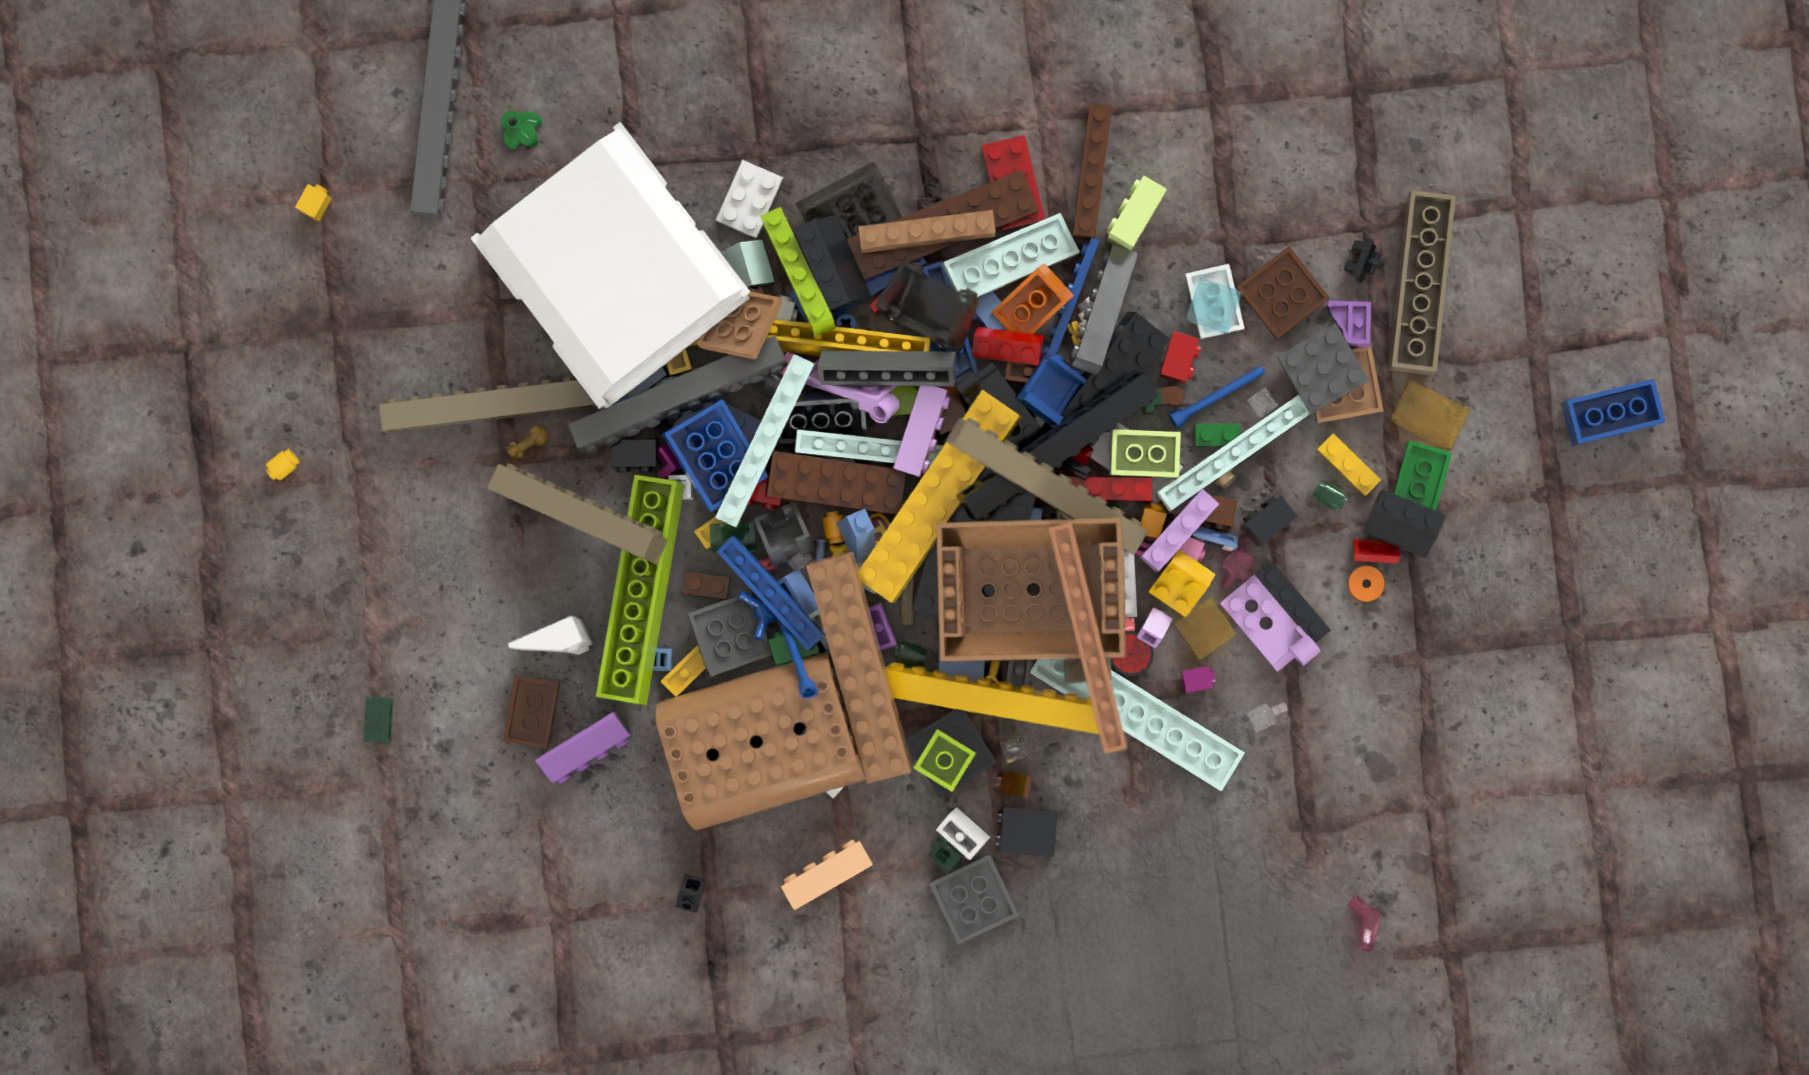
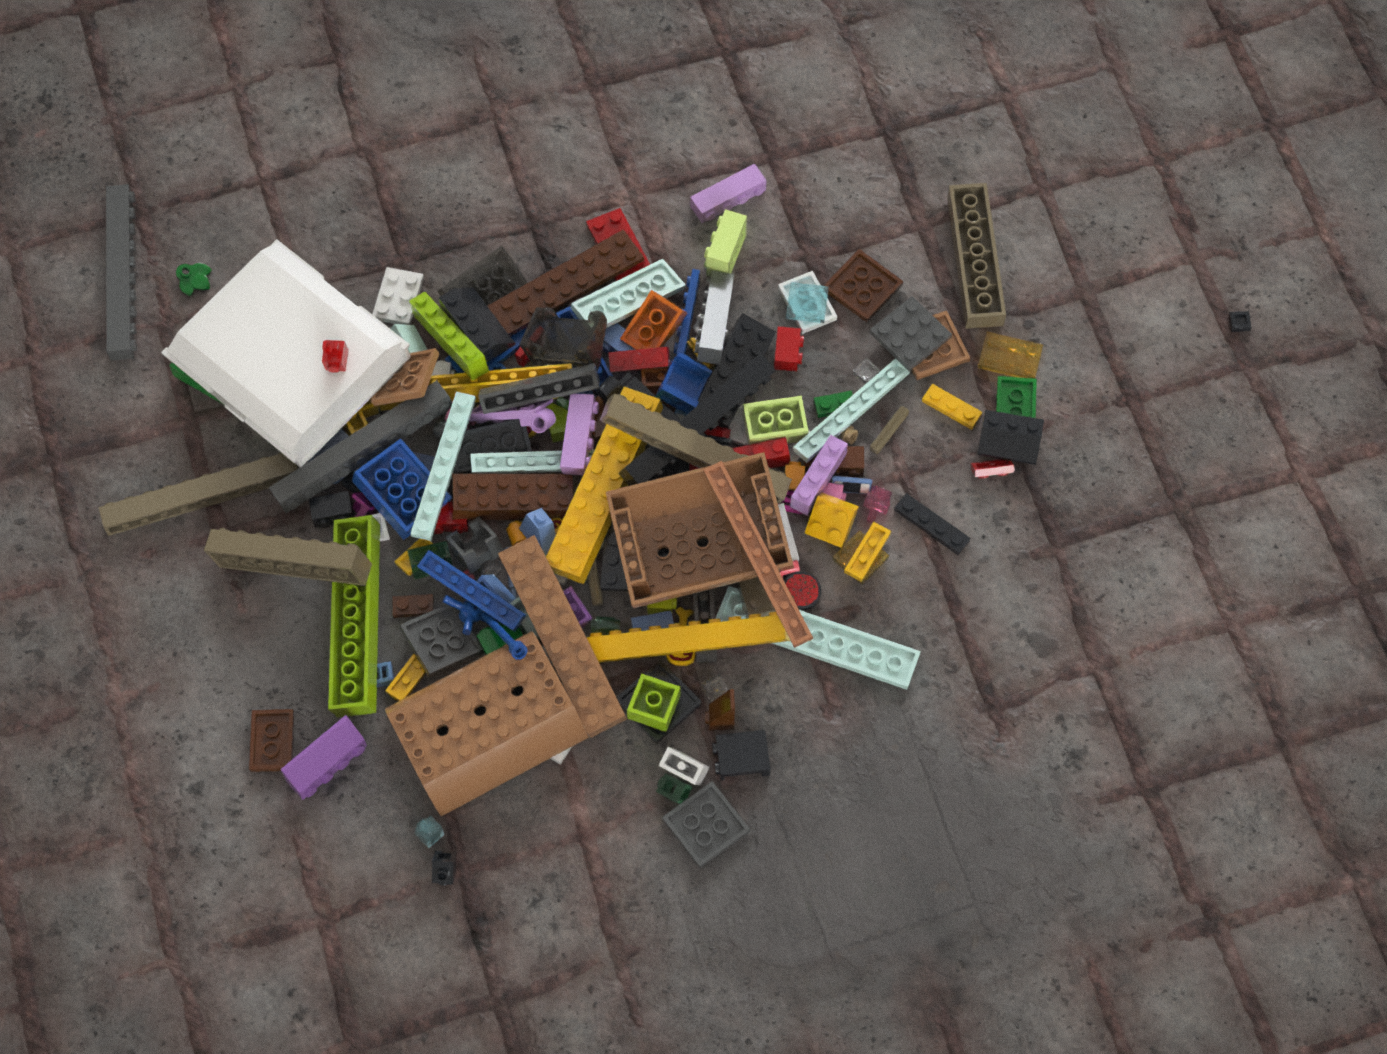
camera: 15 degrees left, 20 degrees down
(282, 464) = (17, 575): yellow brick -> none
(314, 201) = (21, 363): yellow brick -> none
(378, 719) = (132, 775): clear green panel -> none
(537, 436) = (243, 510): clear yellow bar -> none
(564, 636) = (281, 663): white slope -> none
(663, 300) = (334, 355): none -> red brick
(681, 848) = (429, 831): none -> clear light blue brick
(827, 874) = (567, 828): light nougat brick -> none
(927, 231) = (552, 283): medium nougat brick -> none
(1091, 171) = (682, 222): reddish brown brick -> none
(1153, 142) = (728, 193): none -> lavender brick
(1154, 627) = (816, 562): lavender brick -> none
(1169, 396) = (781, 381): reddish brown leg -> none
(1179, 417) = (826, 373): blue piece -> none
(1197, 679) = (863, 597): magenta brick -> none
(1213, 628) = (867, 551): none -> yellow plate
(1263, 716) = (930, 619): clear plate -> none
(1270, 520) = (894, 457): black brick -> none
(1271, 480) = (889, 430): none -> dark tan axle
(1283, 639) = (931, 554): lavender hinge -> none
(1329, 495) = (941, 431): clear green brick -> none
(1352, 320) = (927, 293): medium lavender wing -> none
(1365, 573) = (991, 488): orange piece -> none
(1366, 260) = (927, 249): black hips -> none
(1369, 925) = (1069, 774): clear pink arm -> none
(1613, 412) = (1162, 322): blue brick -> none
(1703, 423) = (1240, 321): none -> black tile

